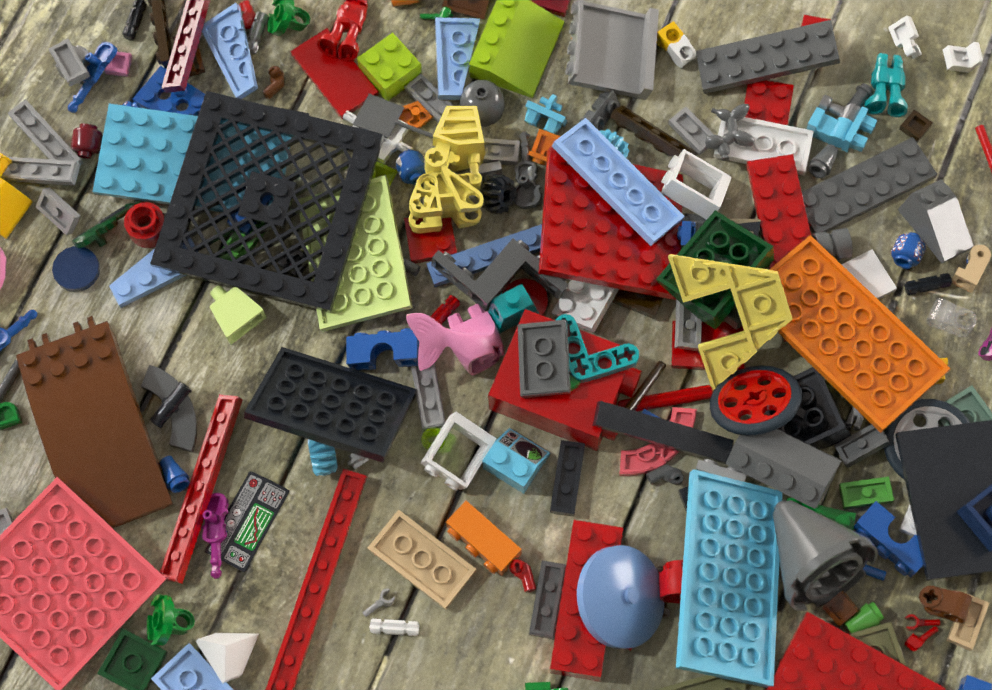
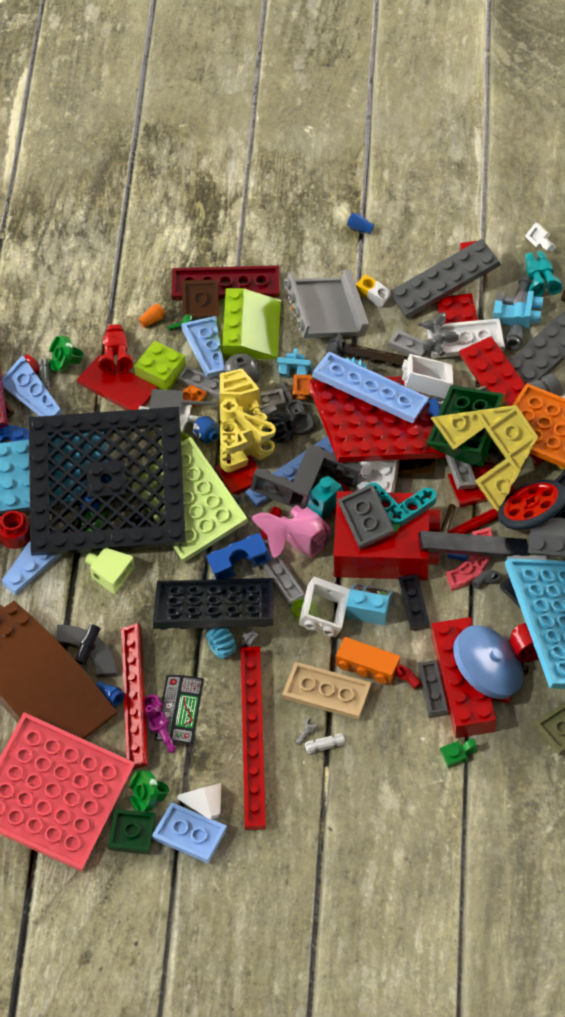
camera: 20 degrees left, 15 degrees down
(276, 82) = (74, 403): reddish brown arm -> none

